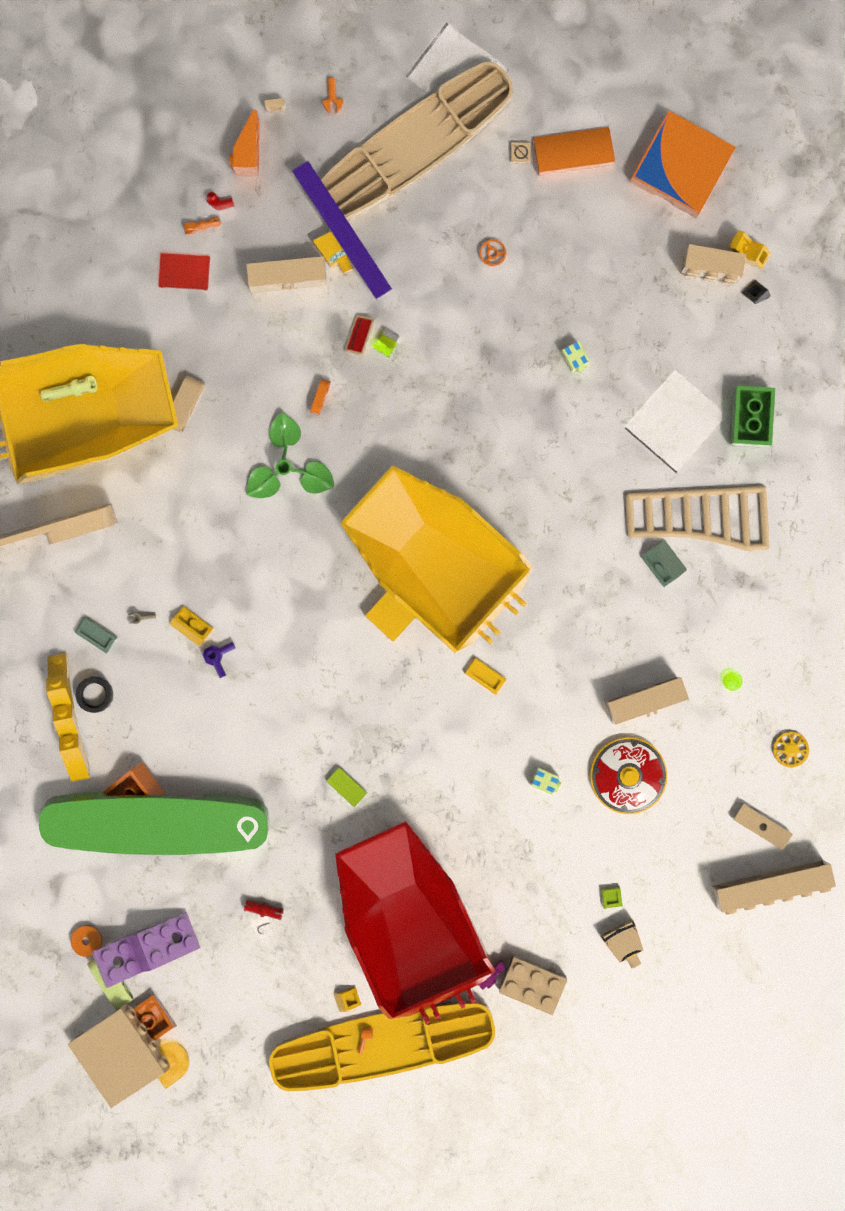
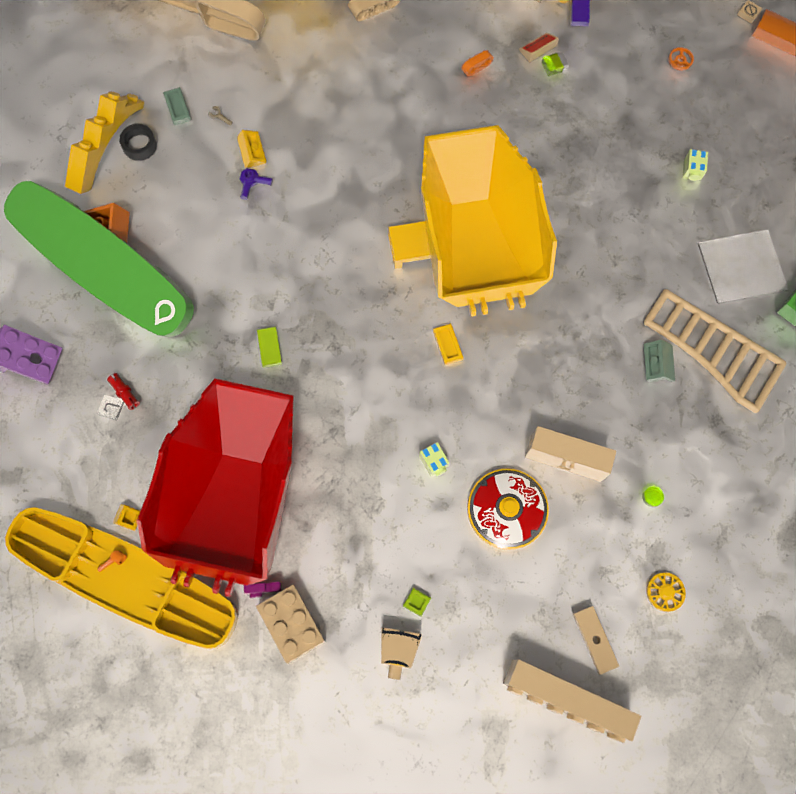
camera: 30 degrees right, 15 degrees down
(262, 480) = (431, 70): bright green plant -> none

